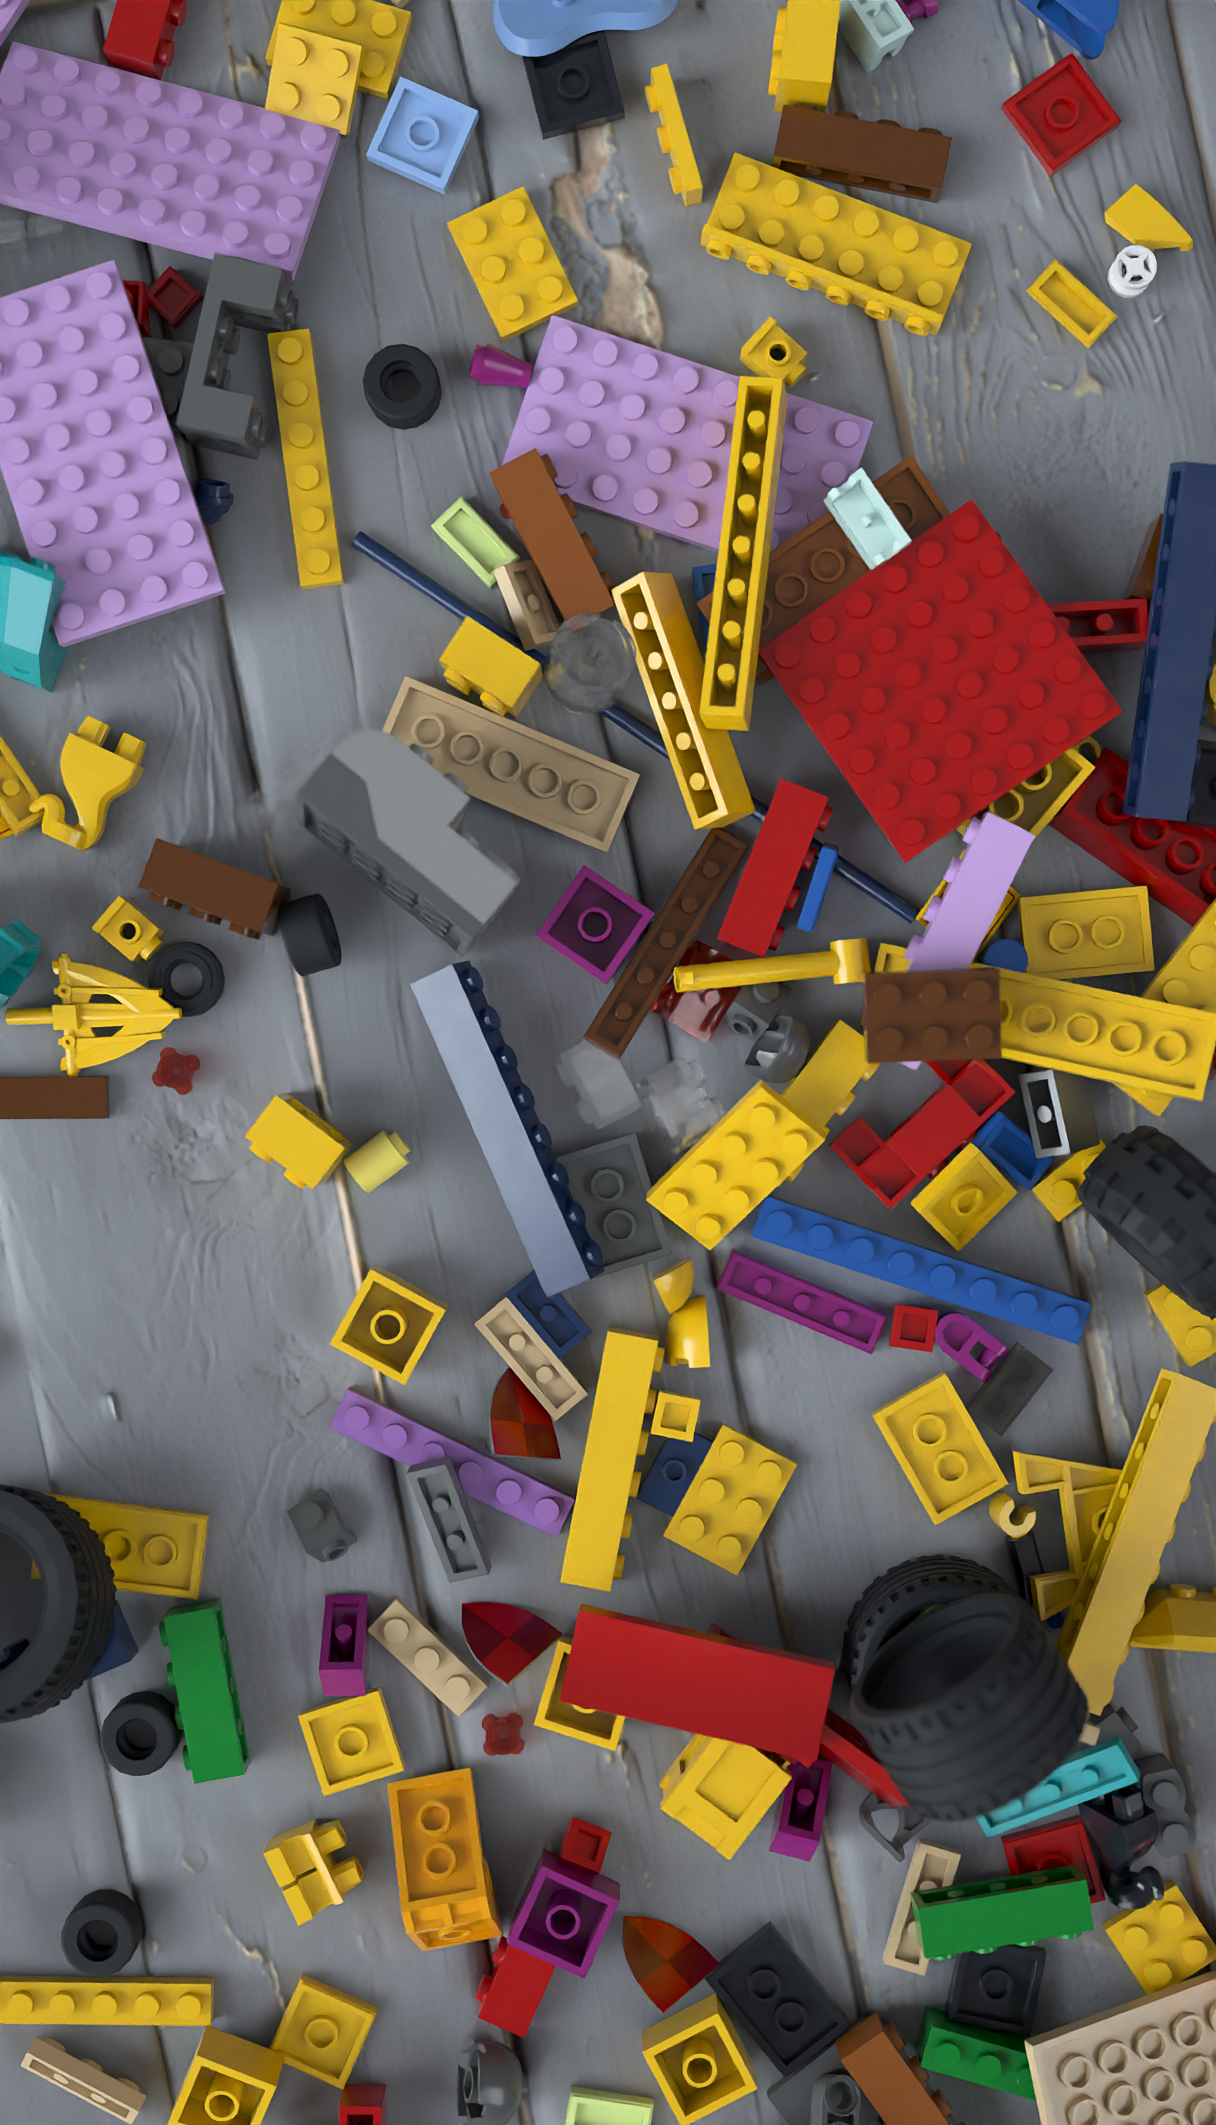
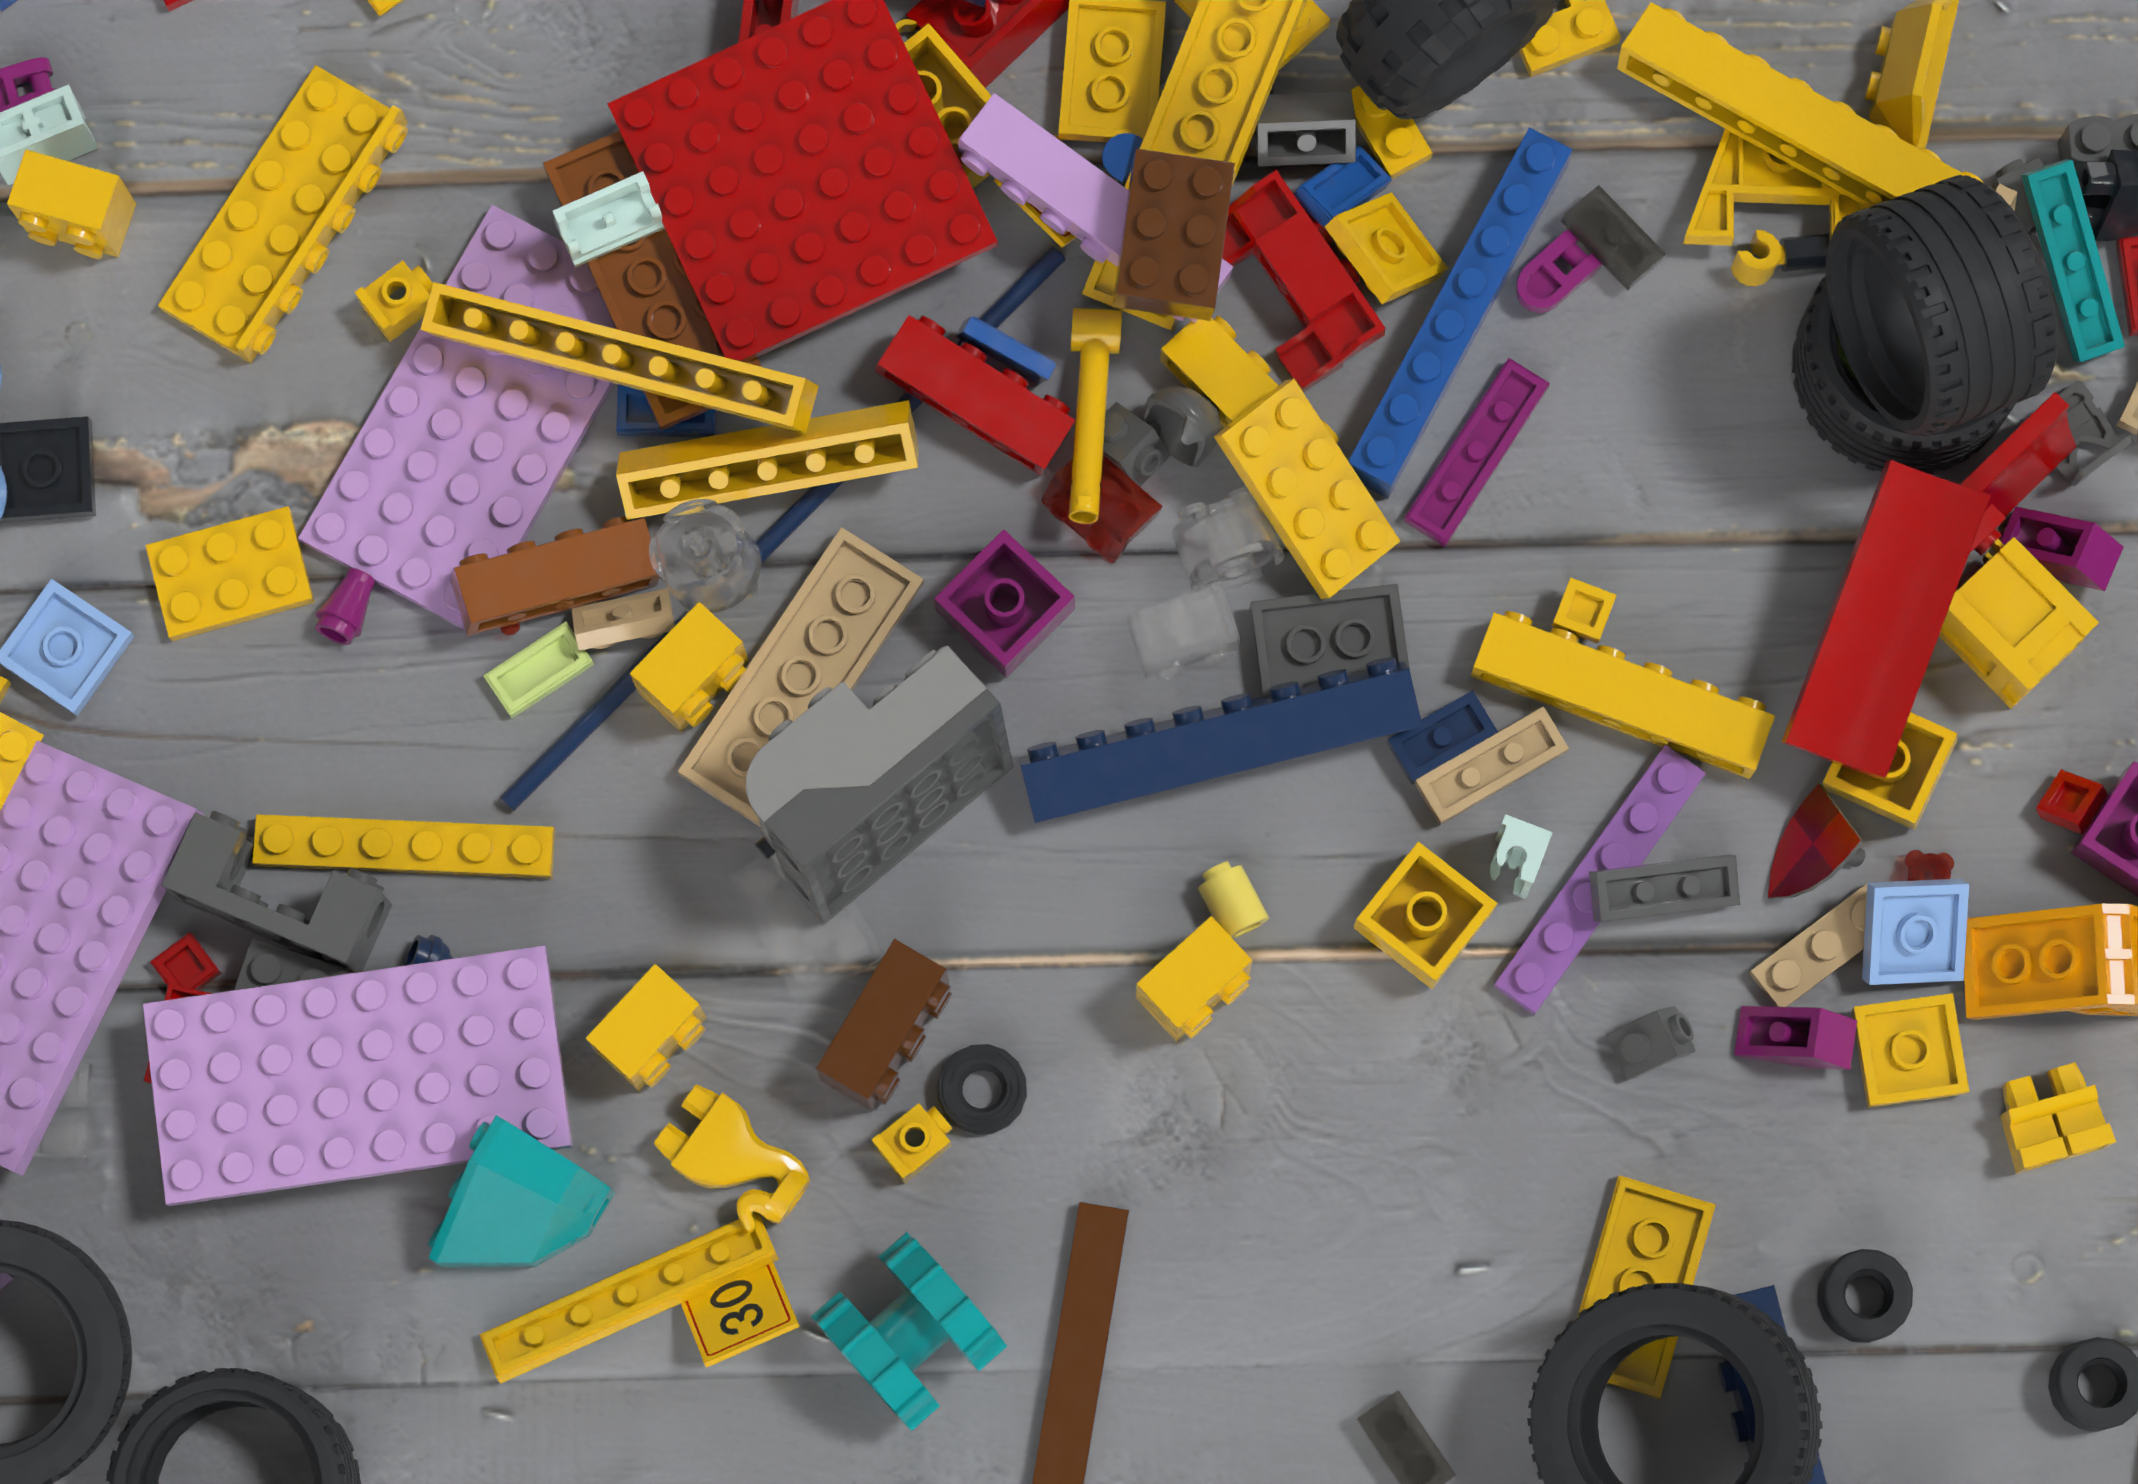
camera: 80 degrees left, 10 degrees down
(140, 1012) = (1014, 1144): yellow bar -> none
(164, 1074) = (1084, 1106): clear red plate -> none
(172, 686) = (648, 1029): none -> yellow brick
(205, 1690) = (1824, 1209): green brick -> none
(309, 934) = (957, 927): black tyre -> none
(395, 360) = (334, 689): black tyre -> none
(448, 1733) = (1915, 931): none -> light blue plate
(455, 1398) = (1522, 847): none -> light aqua hinge
(519, 1422) = (1563, 789): shield -> none
(666, 942) = (1039, 529): reddish brown tile -> none
(673, 1472) = (1650, 628): dark blue plate -> none
(674, 136) = (126, 366): yellow plate -> none
(675, 1284) = (1433, 588): yellow brick -> none
(688, 1335) = (1493, 581): yellow brick -> none
(730, 1499) = (1691, 571): yellow plate -> none
(861, 152) = (189, 167): reddish brown brick -> none
(913, 1327) = (1526, 331): red plate -> none
(939, 1448) = (1669, 326): yellow plate -> none

